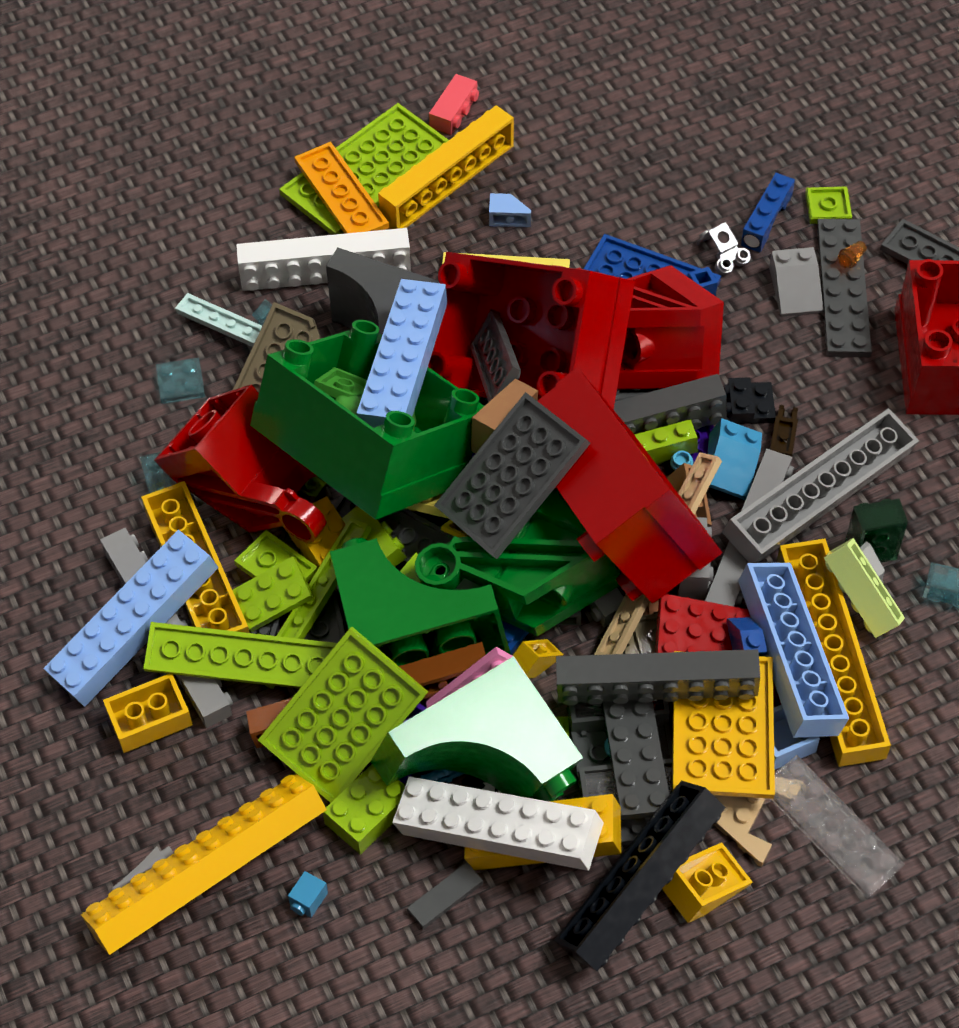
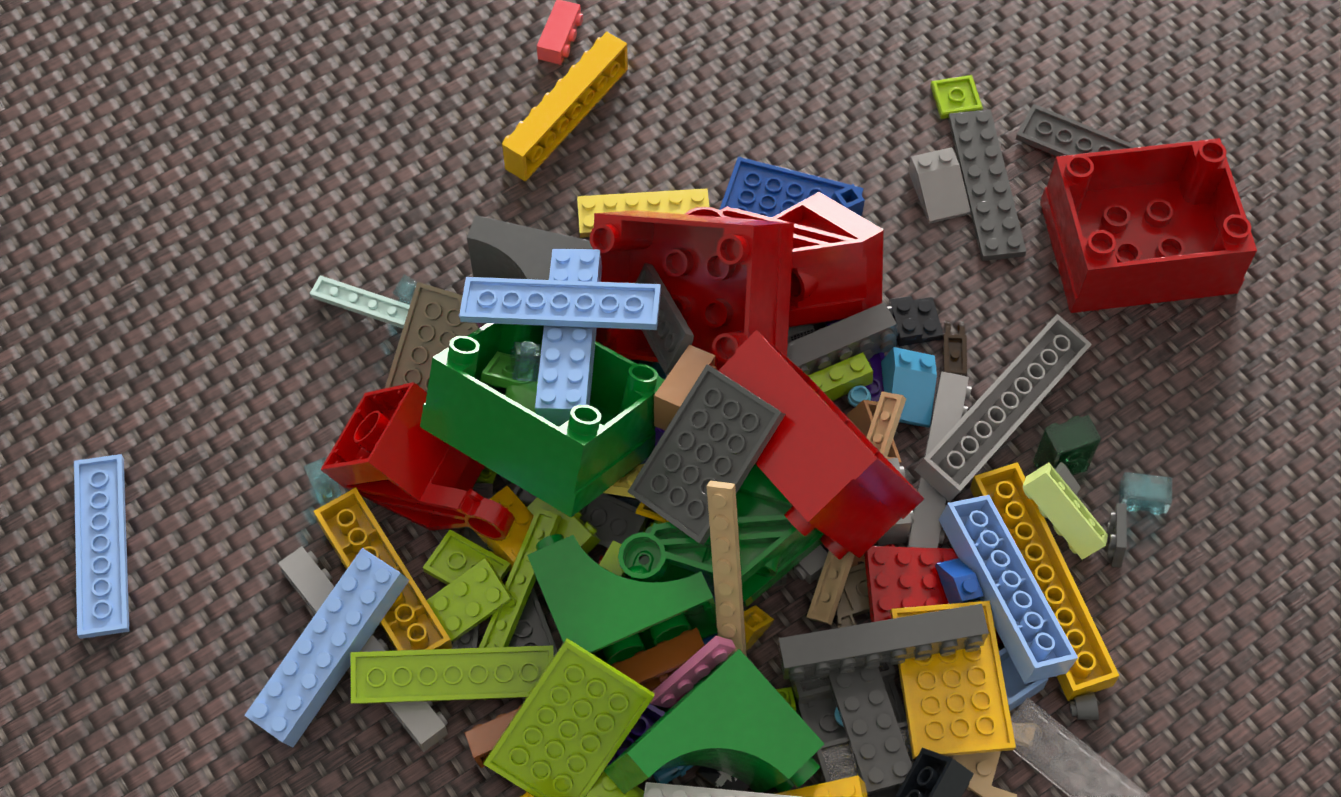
camera: 10 degrees left, 5 degrees up
(147, 712) = (361, 747): yellow brick -> none
(180, 380) = (328, 372): clear light blue plate -> none
(305, 259) = (449, 221): white brick -> none
(340, 190) = (461, 144): light orange plate -> none
(357, 374) = (525, 361): none -> clear light blue slope
(376, 158) = (476, 115): lime plate -> none
(398, 324) = (560, 303): none -> light blue plate
(508, 211) = (635, 143): light blue slope -> none
(514, 575) = (726, 563): none -> tan plate
(728, 251) = (866, 162): piece -> none
(760, 222) = (897, 113): blue arch -> none
(851, 255) = (990, 150): clear orange cone -> none
(853, 773) = (1084, 707): none -> dark grey hat
(912, 618) = (1118, 535): none -> dark grey plate

